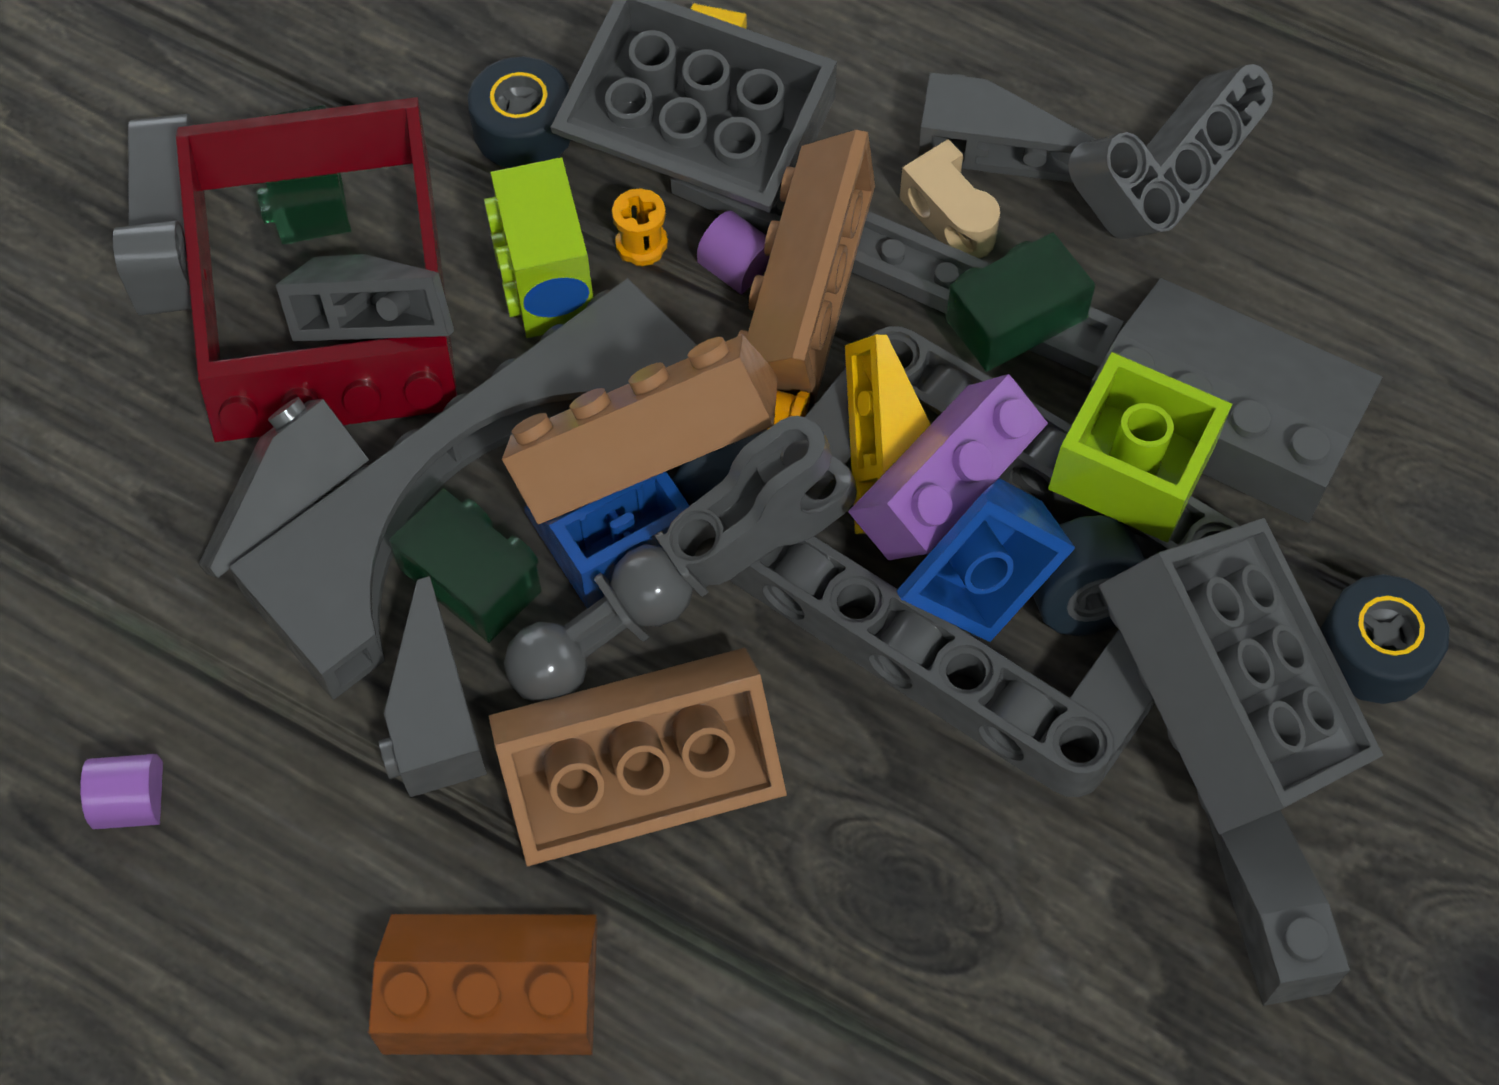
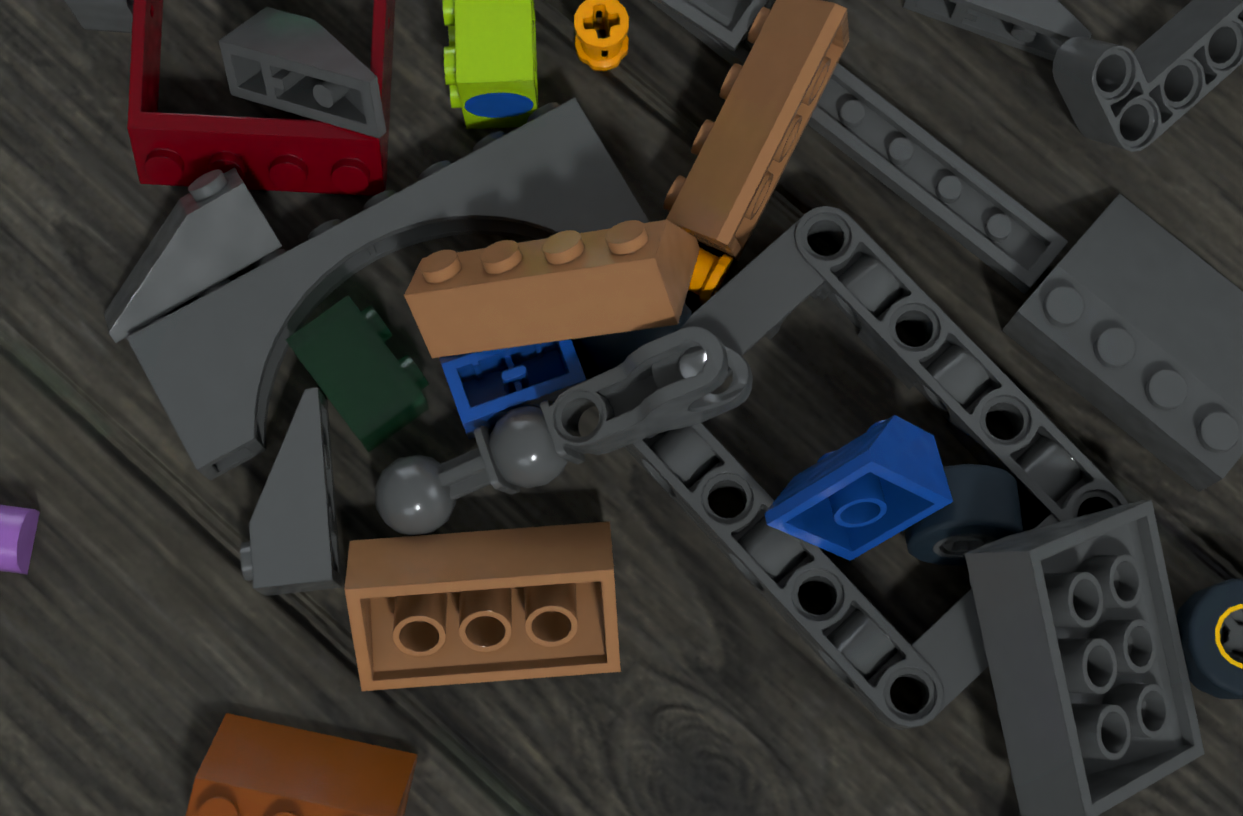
camera: 10 degrees right, 15 degrees up
(733, 251) = (692, 77): medium lavender brick -> none
(881, 411) = (799, 350): yellow slope -> none
(948, 202) = (921, 68): tan leg -> none
(948, 468) = (847, 391): medium lavender brick -> none
(1019, 300) = (965, 204): clear green brick -> none
(1139, 446) = (1045, 407): lime brick -> none

